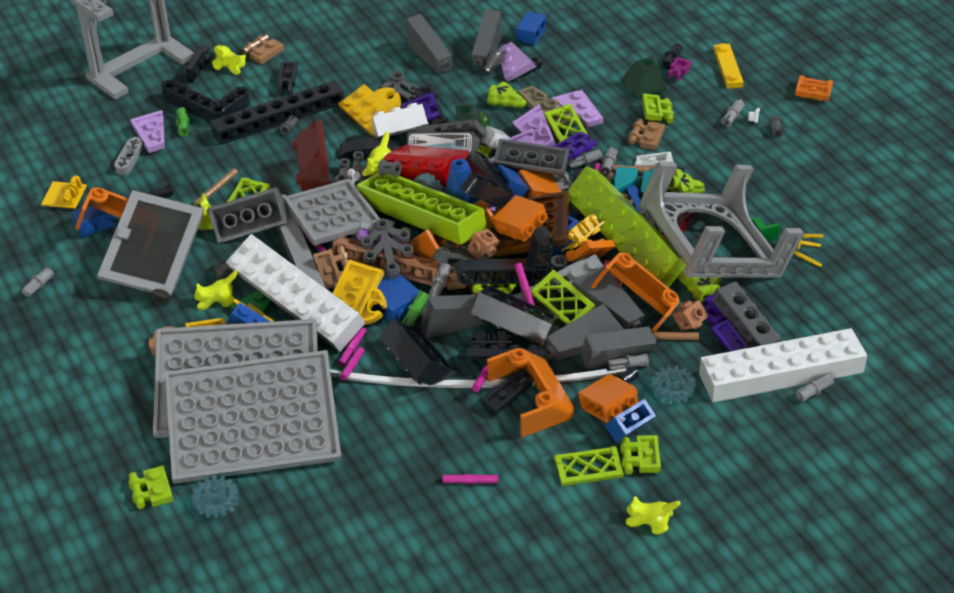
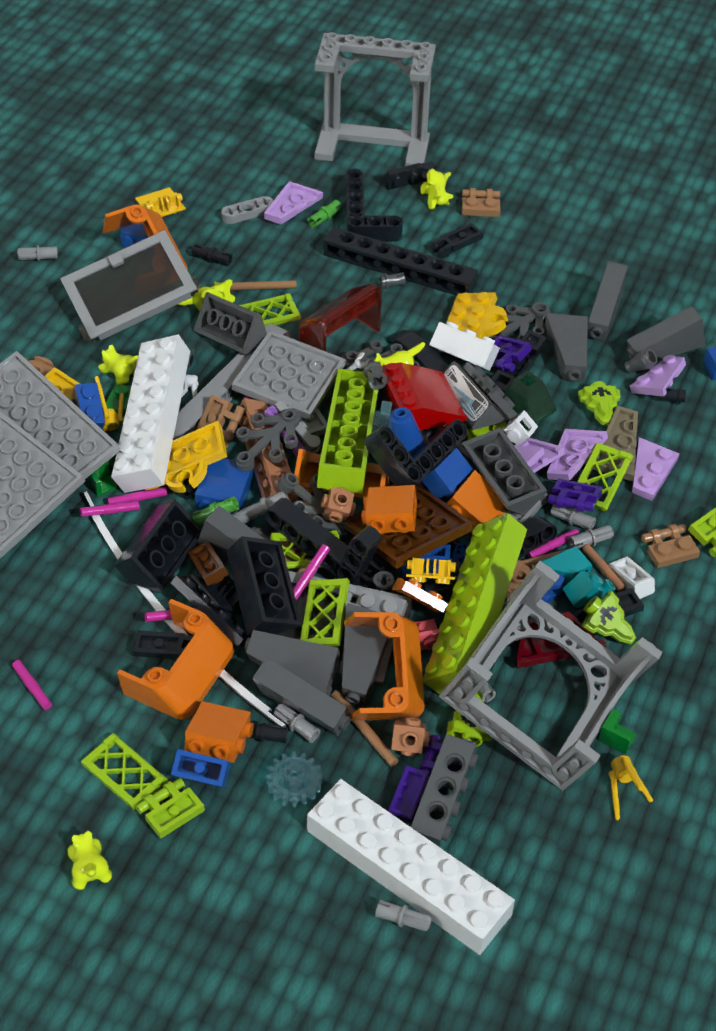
camera: 50 degrees right, 5 degrees up
(444, 81) = (569, 344): none -> dark grey slope
(461, 333) = (208, 563): none -> reddish brown plate

